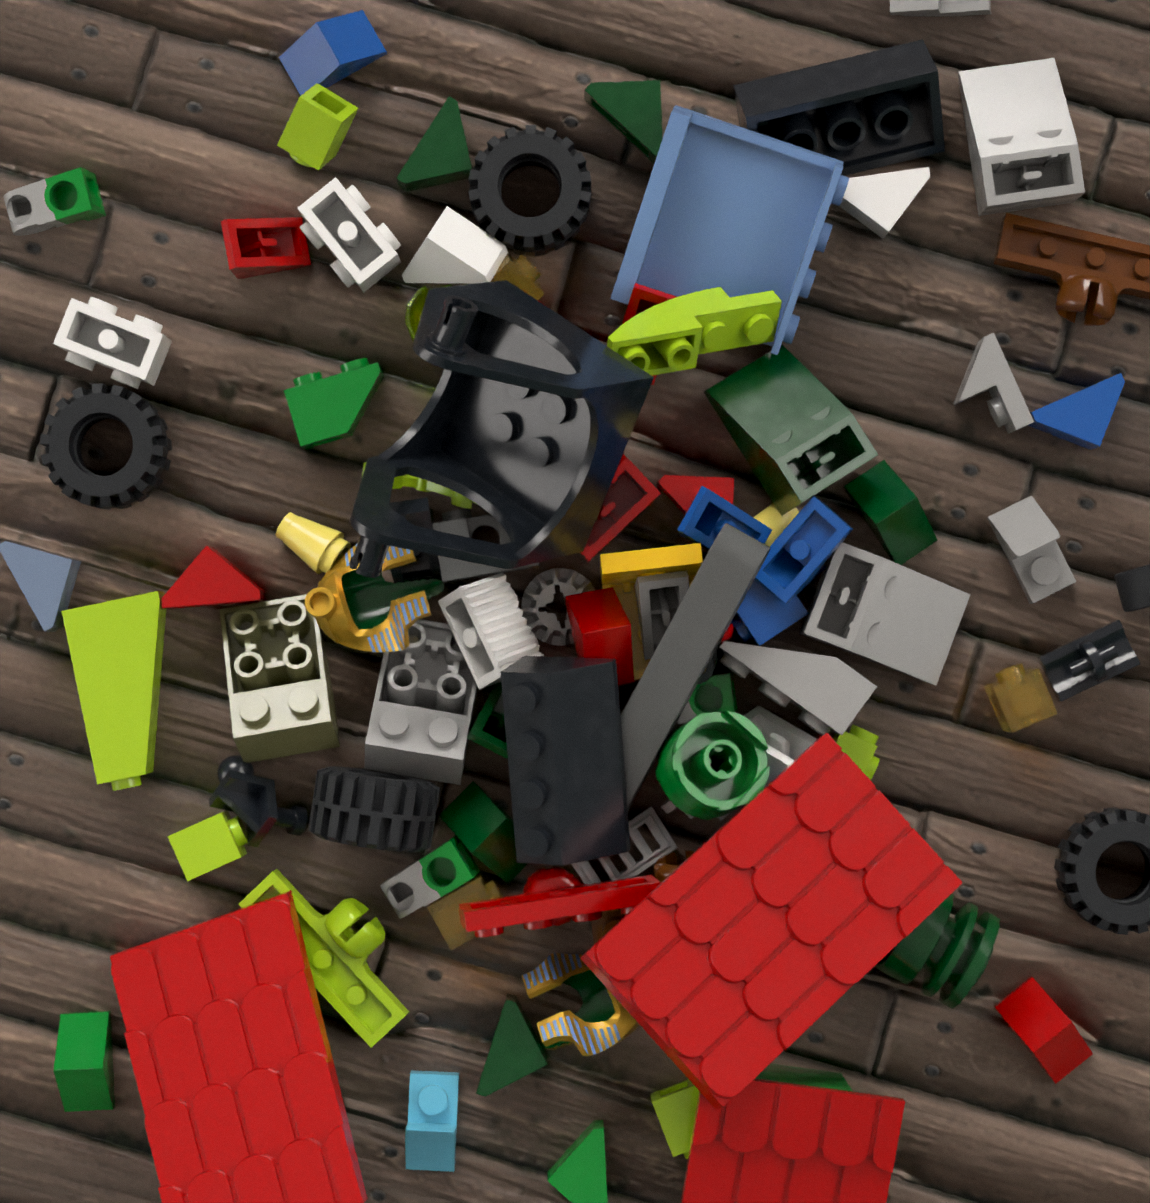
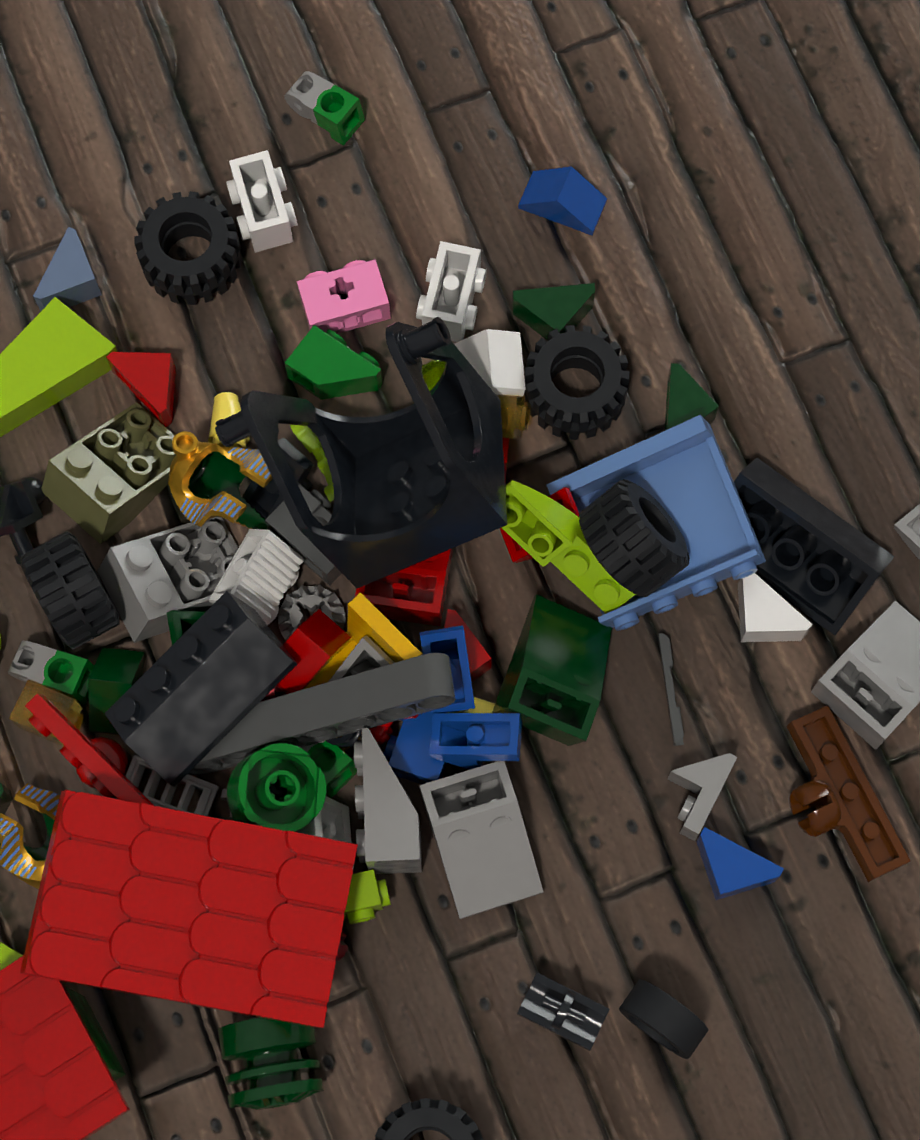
camera: 55 degrees right, 15 degrees down
(264, 245) = (399, 246): red slope -> none
(293, 323) = (364, 291): none -> bright pink brick
(317, 127) = (506, 221): lime brick -> none
(736, 265) = (634, 538): none -> black tyre
(891, 512) = (555, 793): dark green slope -> none
(901, 351) = (674, 712): none -> dark grey piece
(1020, 697) = (497, 982): clear yellow brick -> none
(1032, 548) = (610, 912): light grey slope -> none

